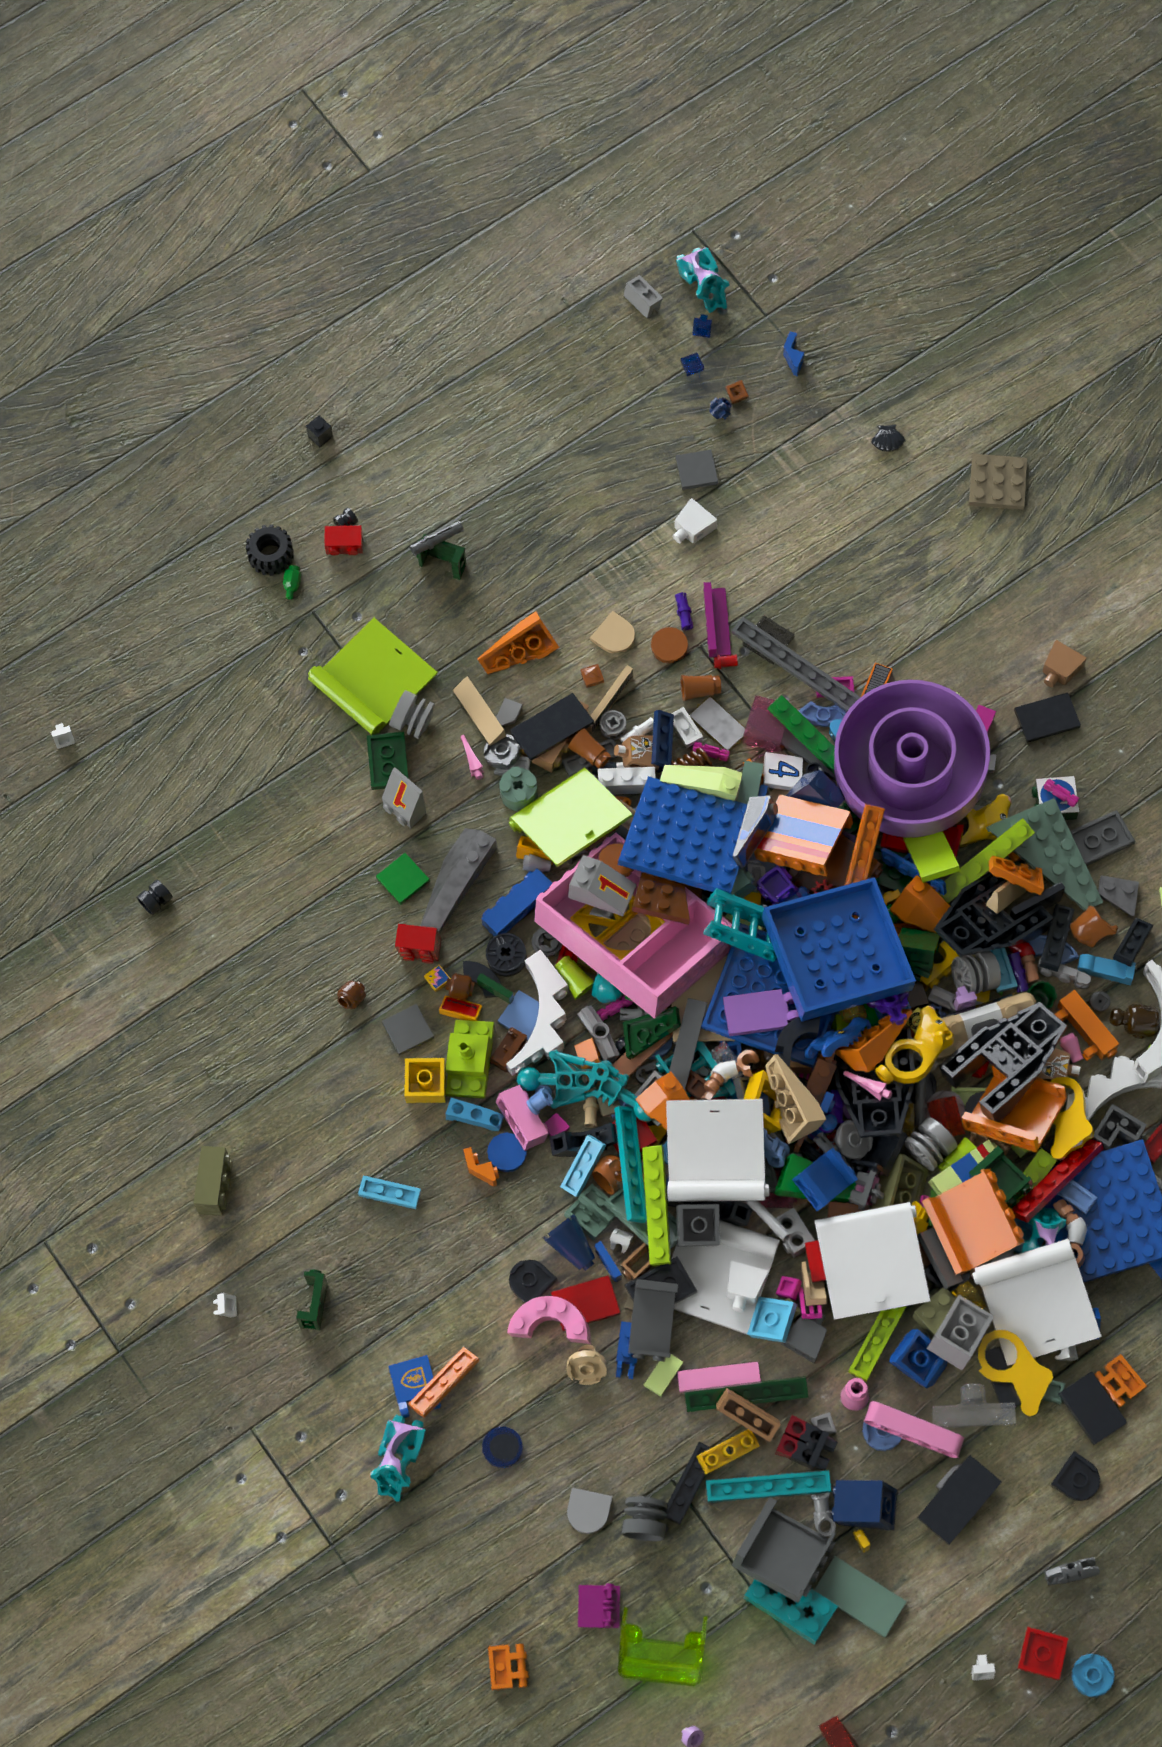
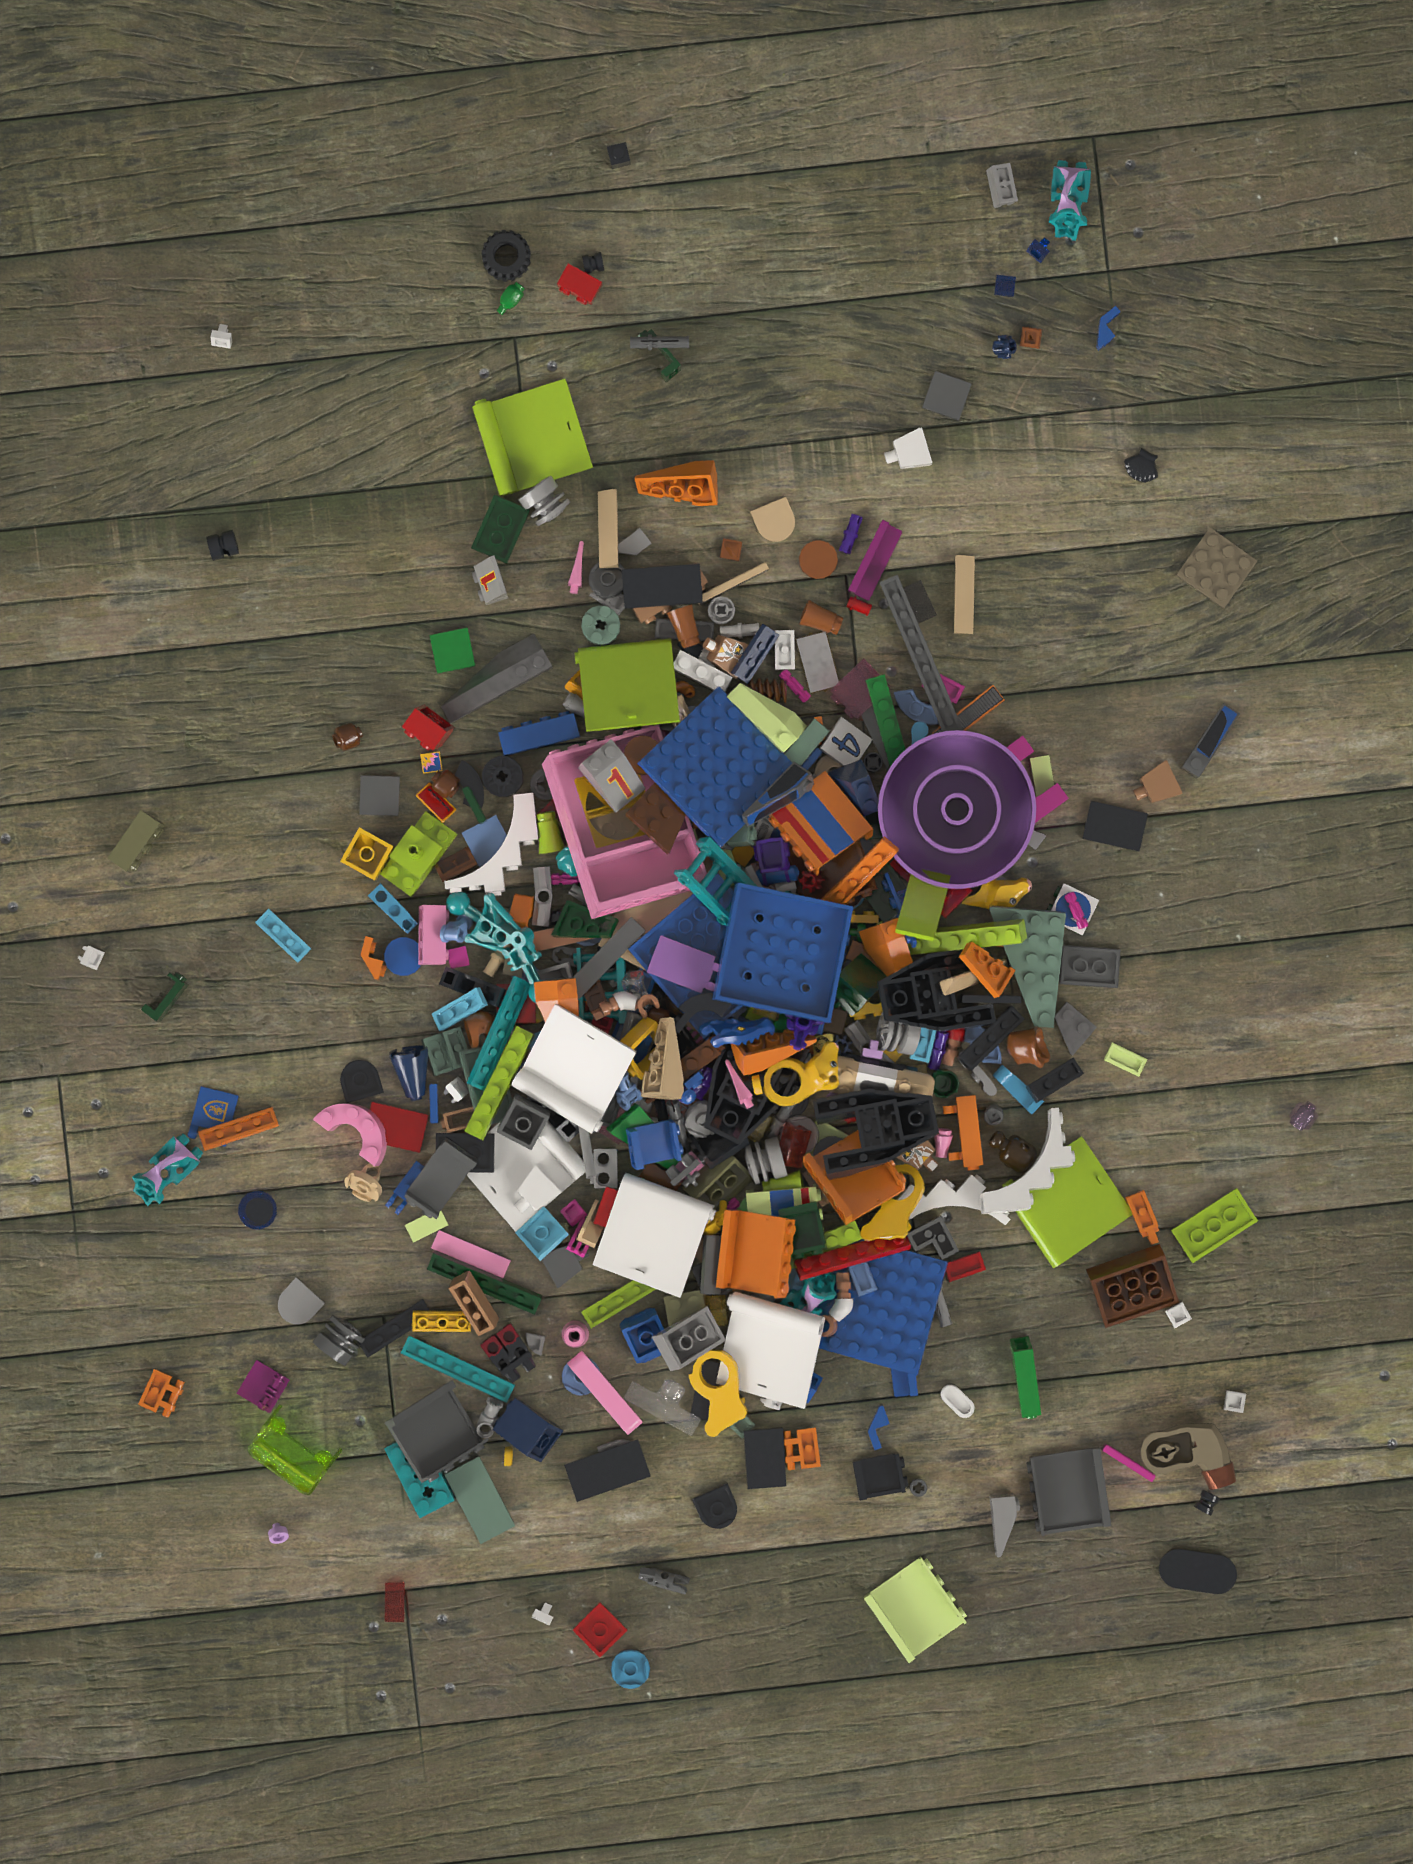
camera: 25 degrees right, 20 degrees up
(806, 608) = (964, 594): none -> tan slope
(1081, 612) = (1210, 741): none -> slope

